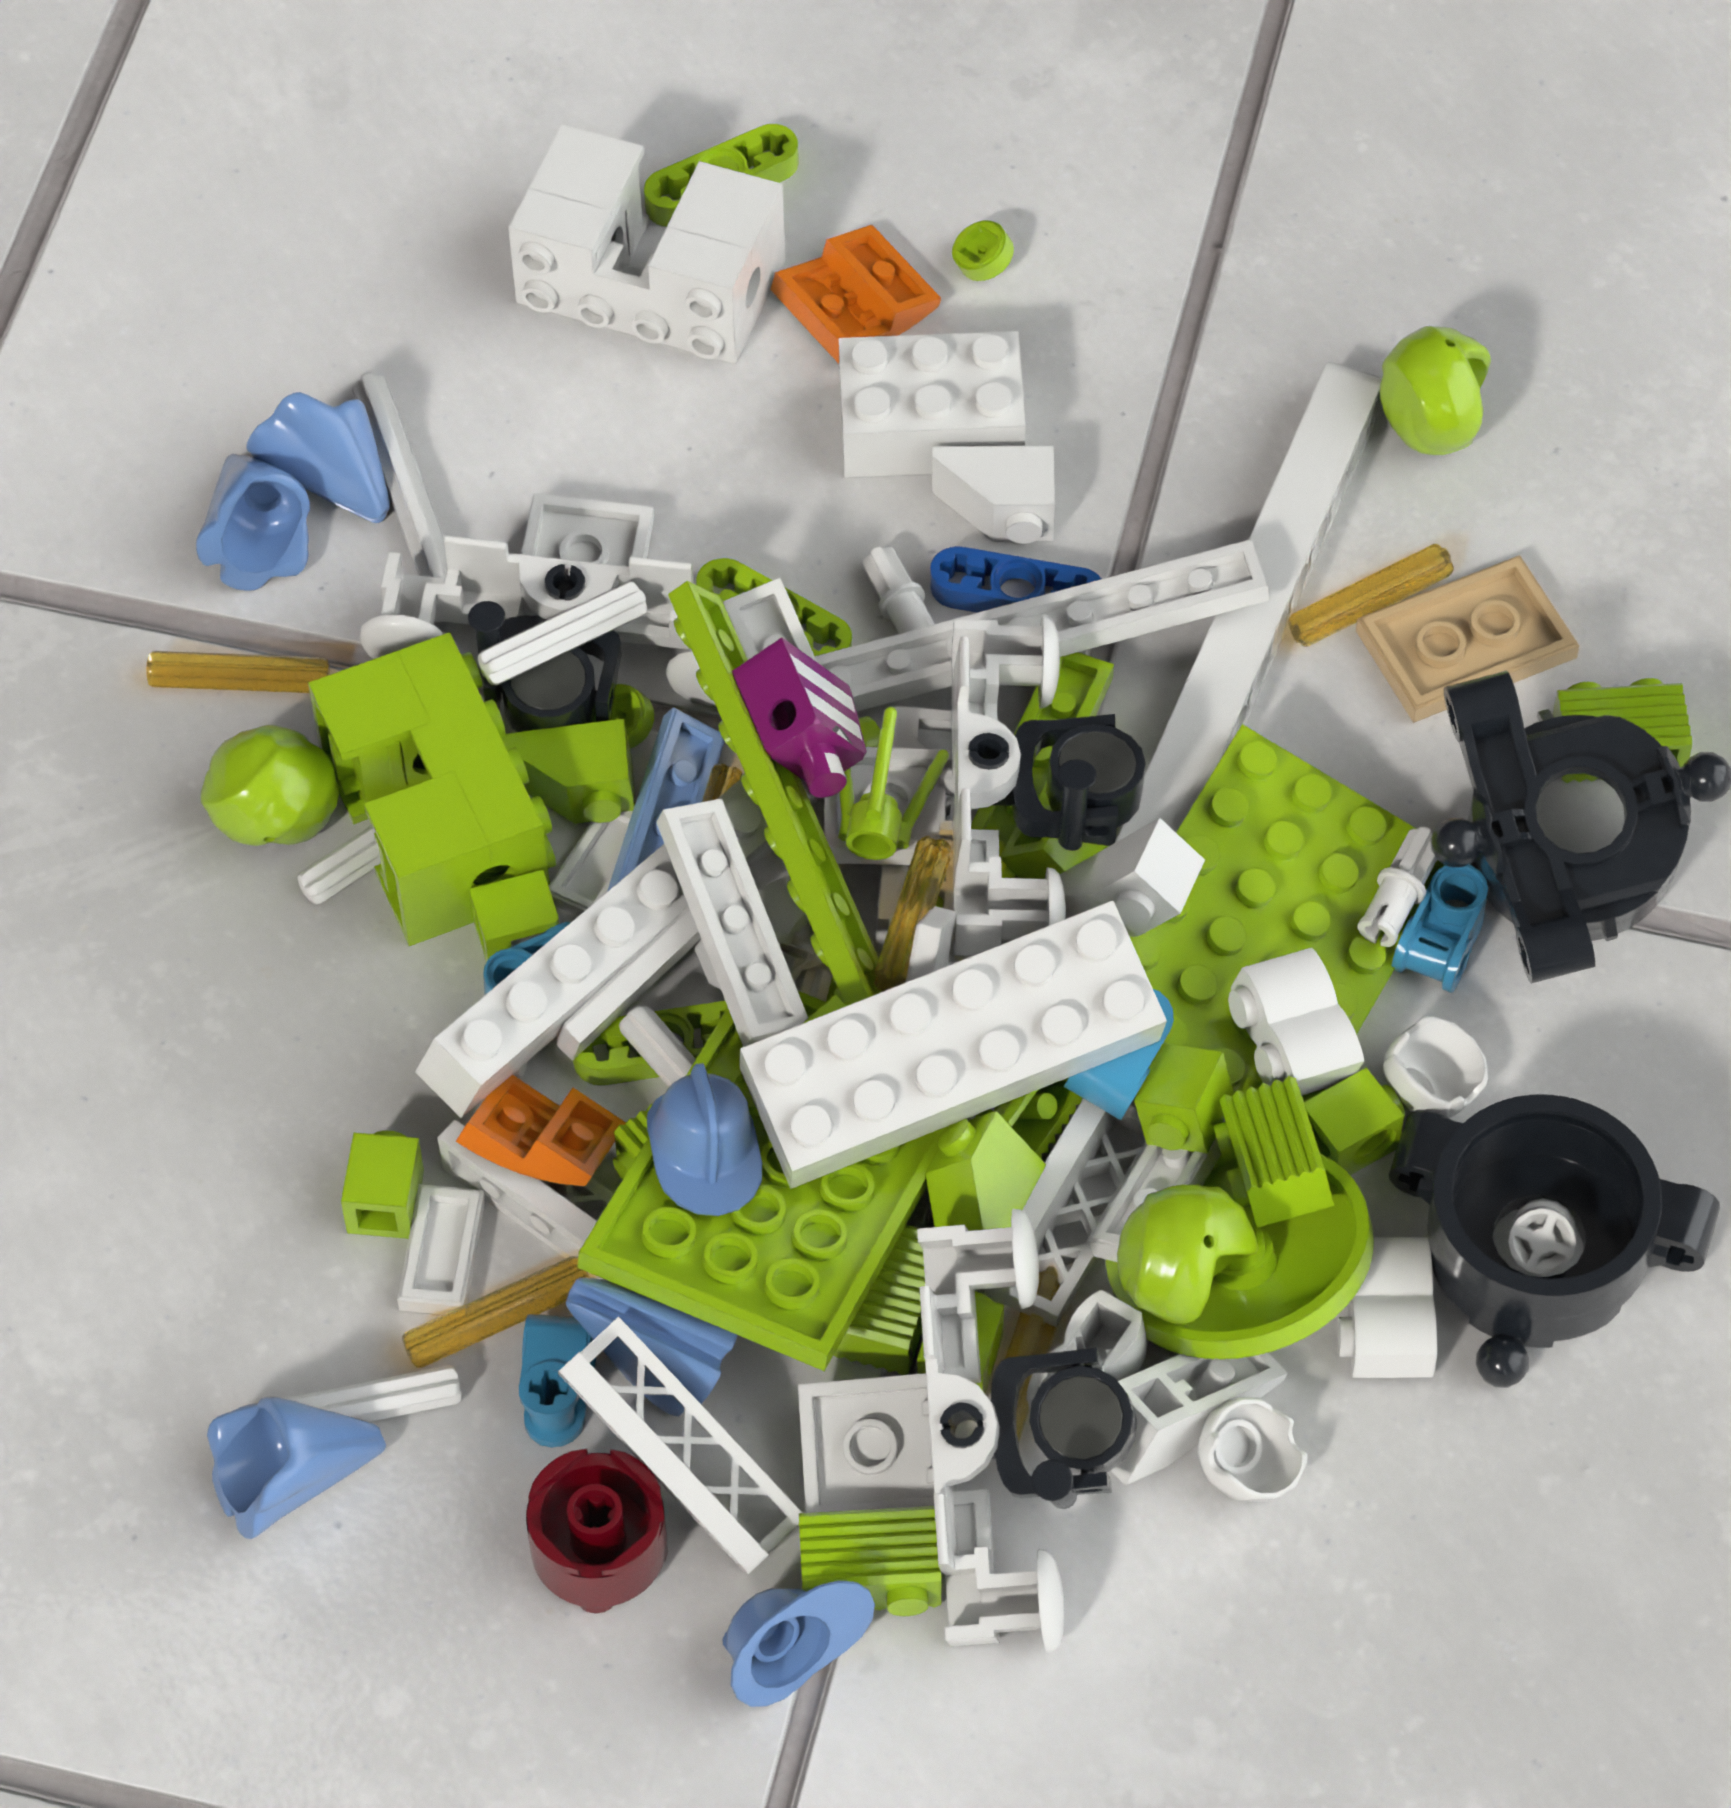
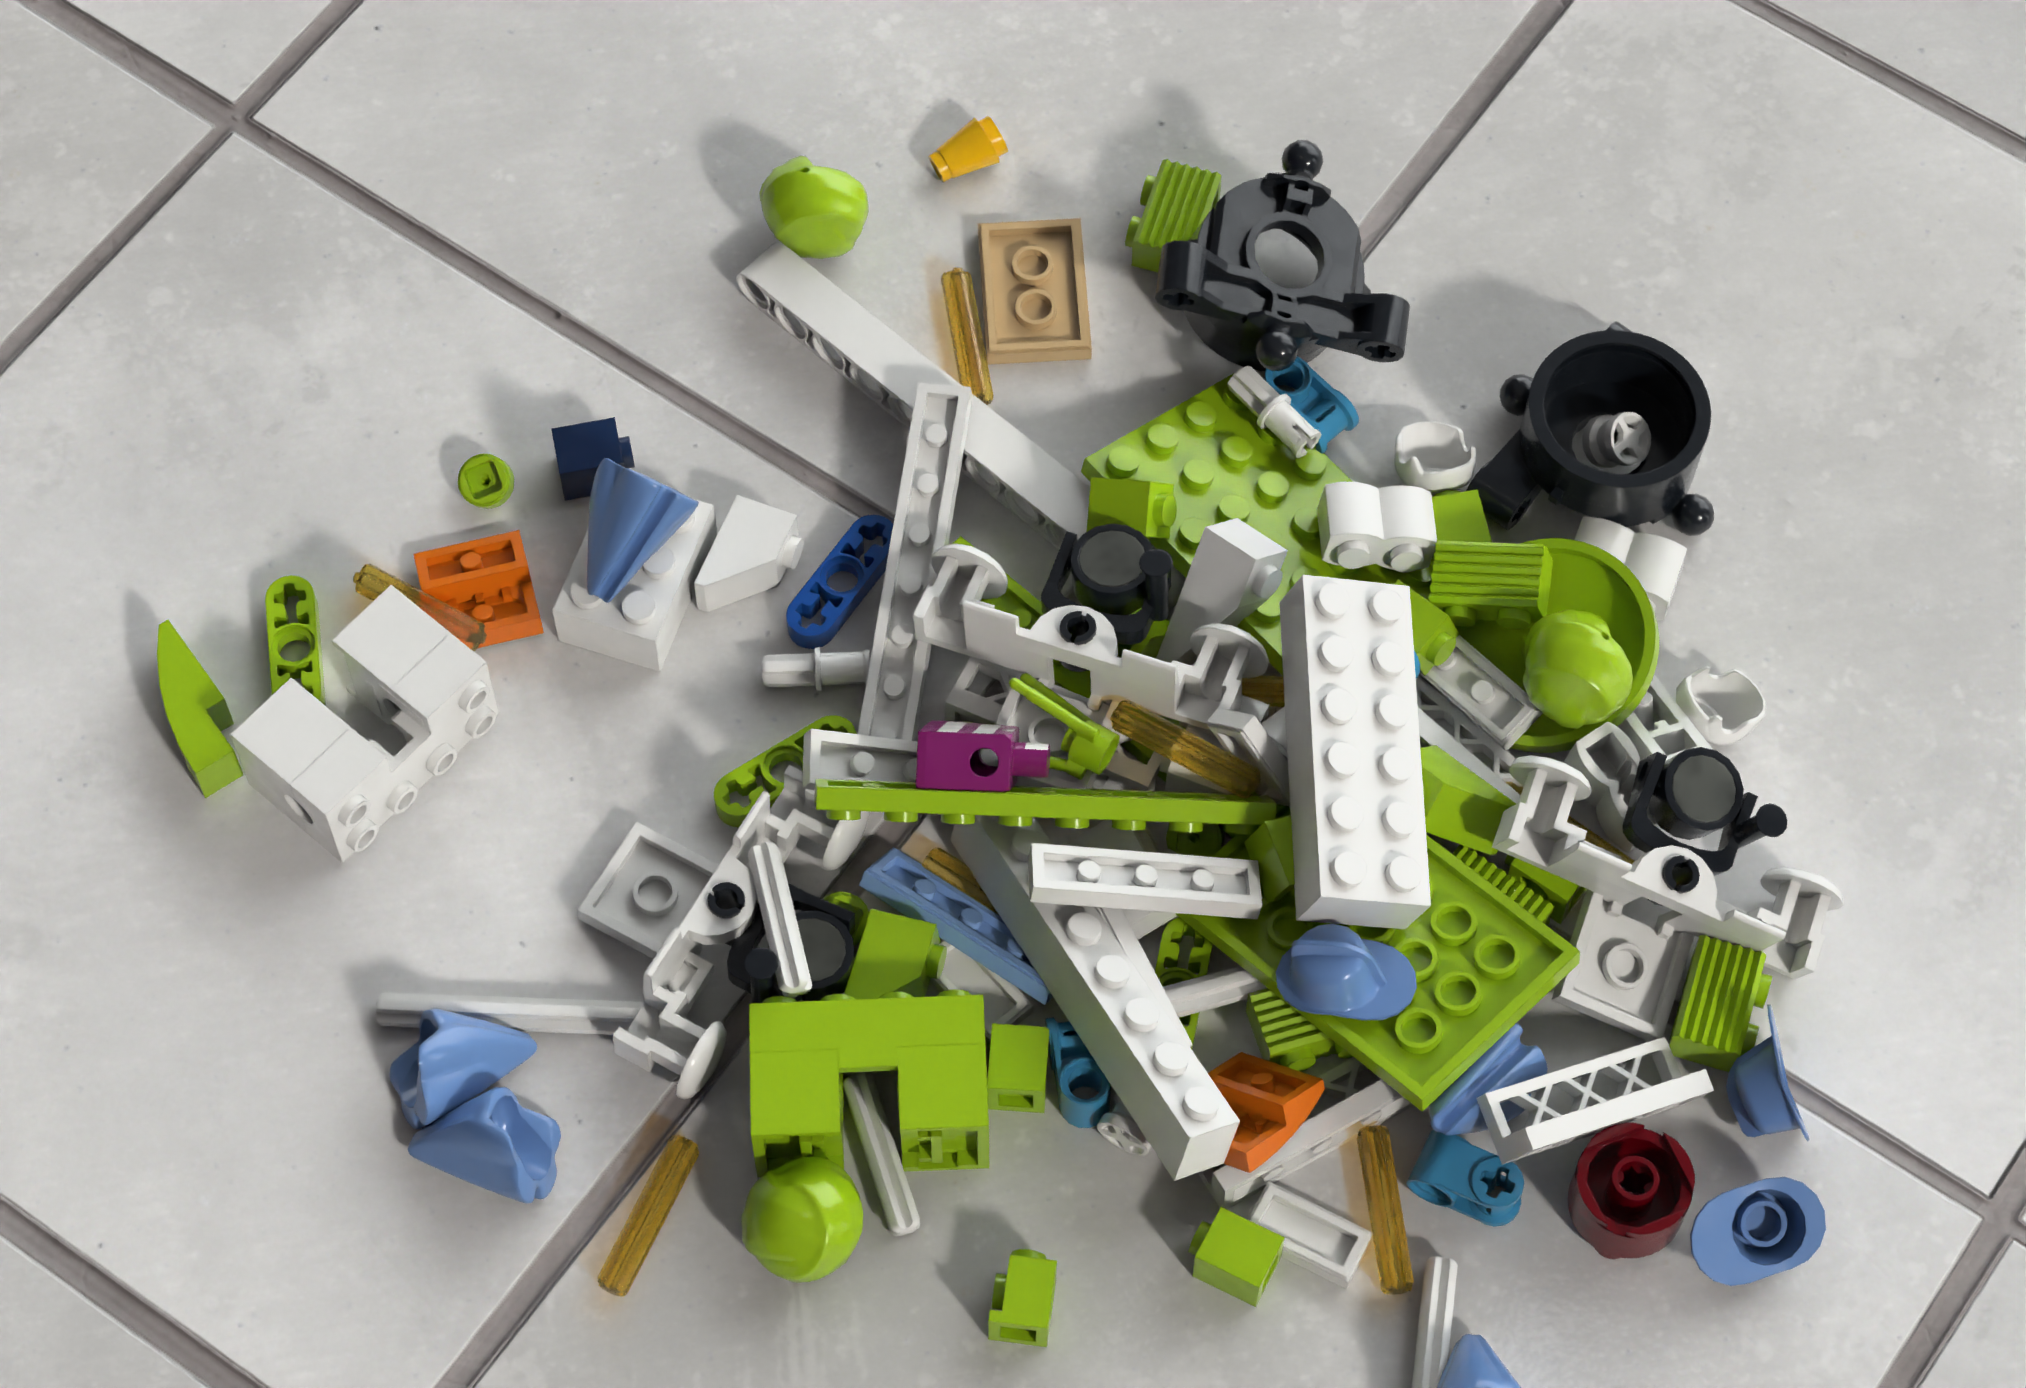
camera: 70 degrees left, 5 degrees up
(265, 1012) = (1024, 1298): none -> lime brick
(593, 1663) = (1757, 1230): none -> medium blue piece
(627, 103) = (195, 713): none -> lime slope
(806, 246) = (373, 581): none -> clear yellow axle
(934, 346) = (628, 524): none -> medium blue hat
(1050, 321) = (581, 450): none -> dark blue brick
(1187, 774) = (1134, 503): none -> lime brick
(1610, 515) = (970, 149): none -> yellow cone

